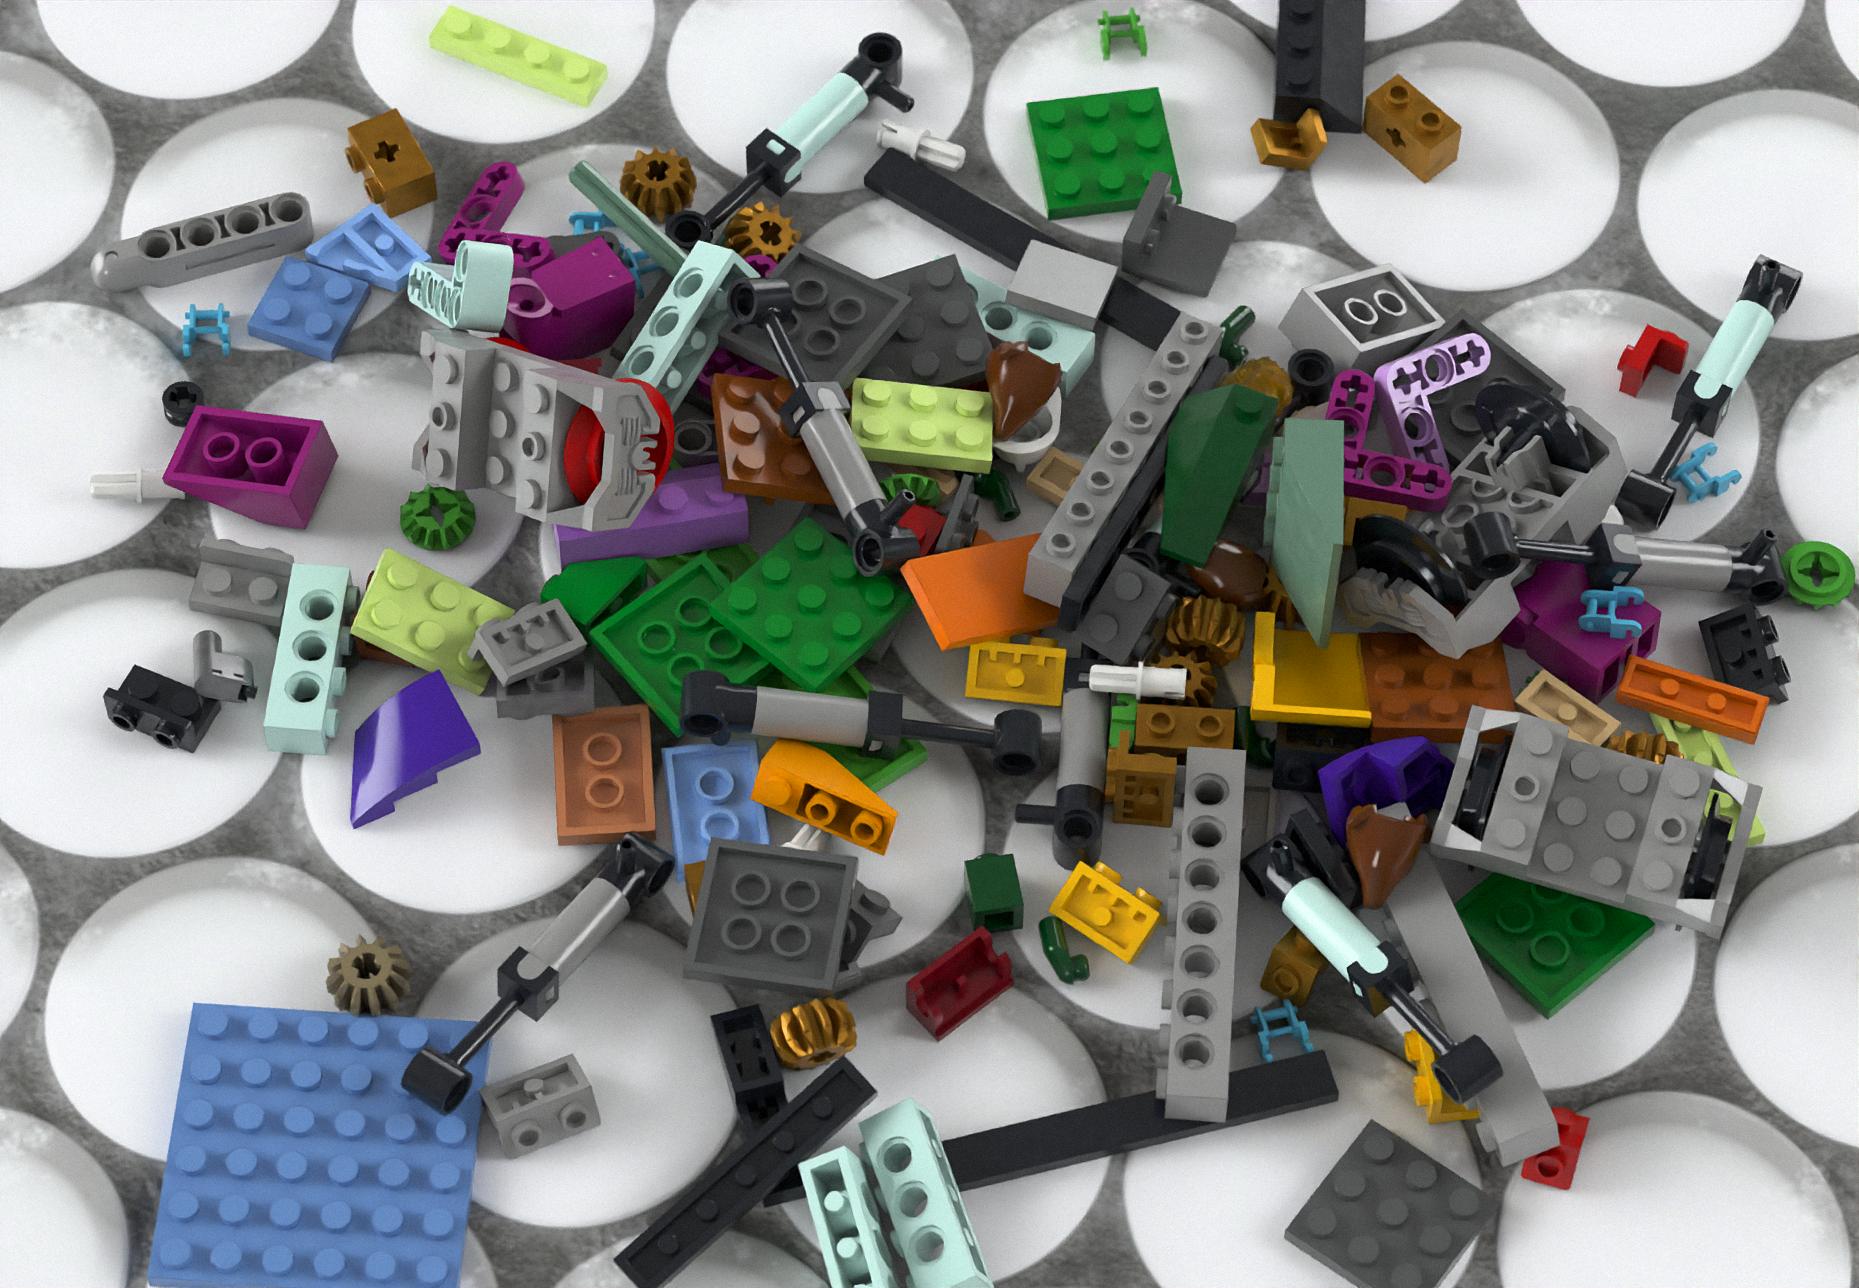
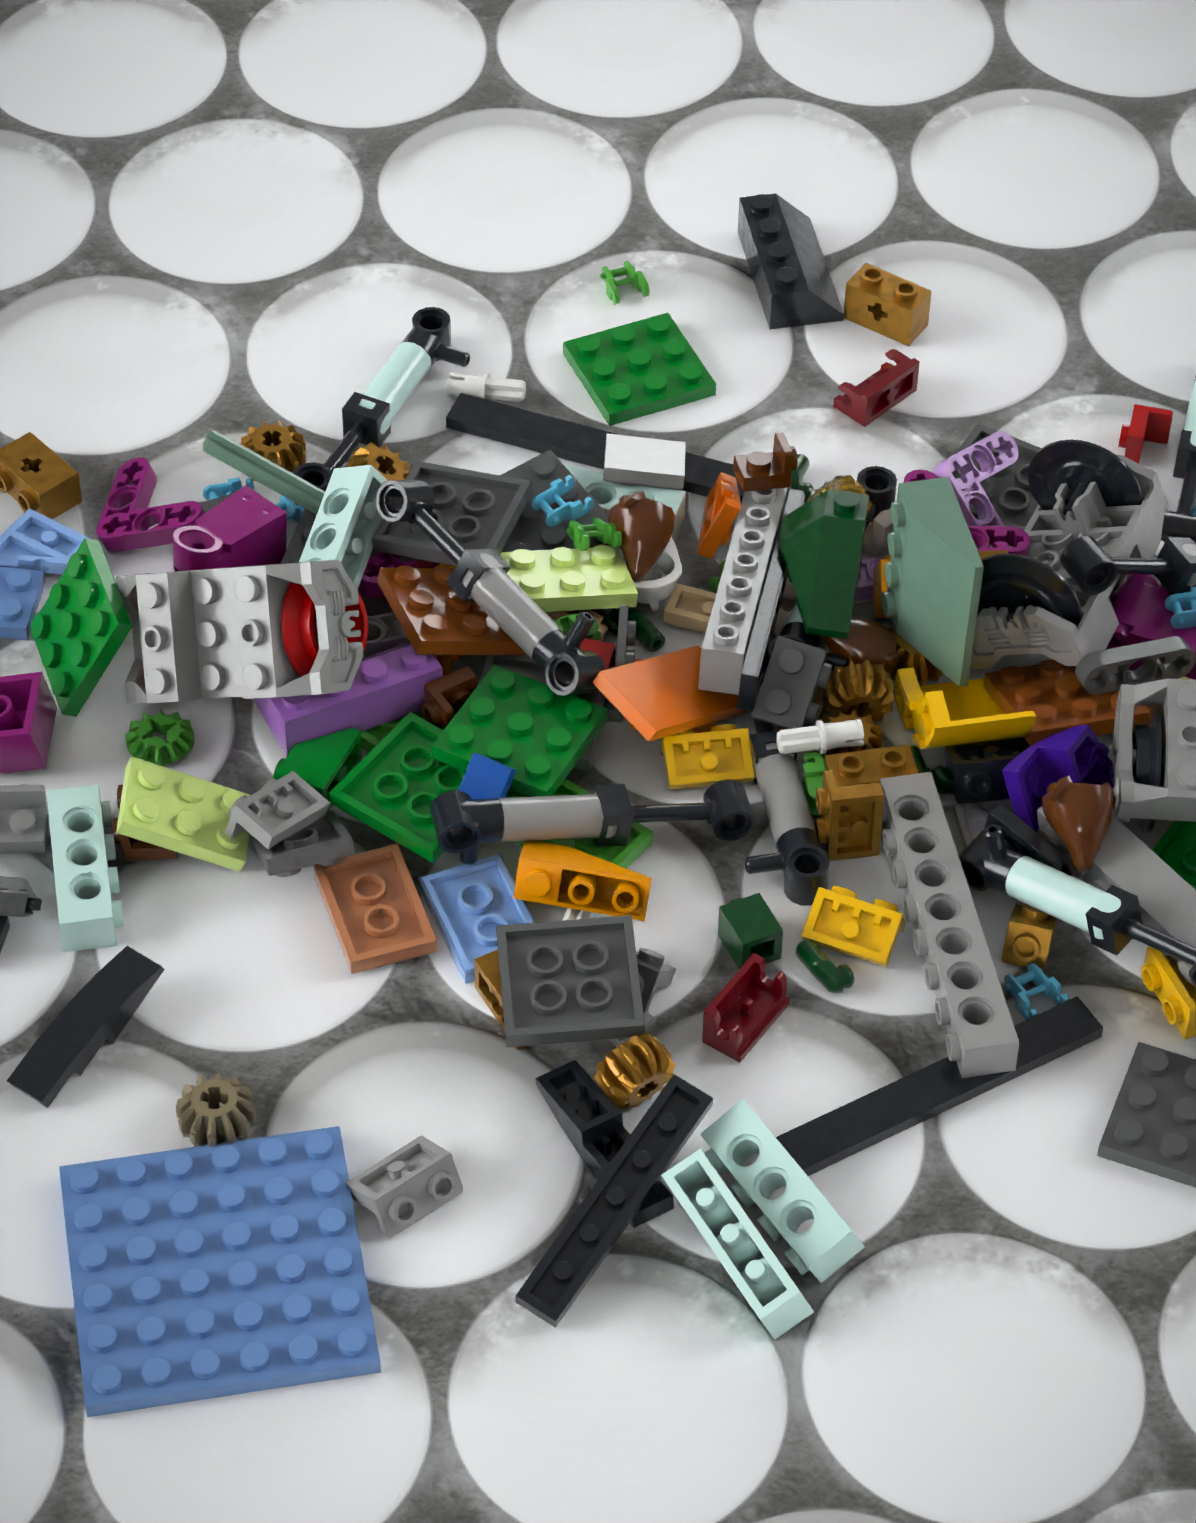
camera: 15 degrees left, 10 degrees down
(262, 845) = (84, 1024): none -> black slope
(379, 372) = (80, 627): none -> green plate
(406, 746) = (192, 917): dark purple slope -> none
(469, 293) = (155, 537): light aqua beam -> none
(518, 56) = (119, 383): yellowish green plate -> none
(532, 976) = (369, 1074): black piece -> none
(749, 541) = (447, 695): none -> reddish brown bracket
(754, 658) = (486, 778): none -> blue tile
(946, 338) = (566, 510): none -> medium azure piece
(979, 375) = (599, 529): none -> bright green piece
(1127, 367) = (719, 513): none -> orange wing
(1175, 242) = (723, 420): dark grey bracket -> none
(1185, 332) = (769, 469): none -> reddish brown bracket
(1289, 143) = (794, 333): pearl gold bracket -> none
(1361, 319) = (895, 440): light grey slope -> none
(1367, 238) = (880, 390): none -> dark red hinge
(1486, 670) = (1107, 669): none -> dark grey beam

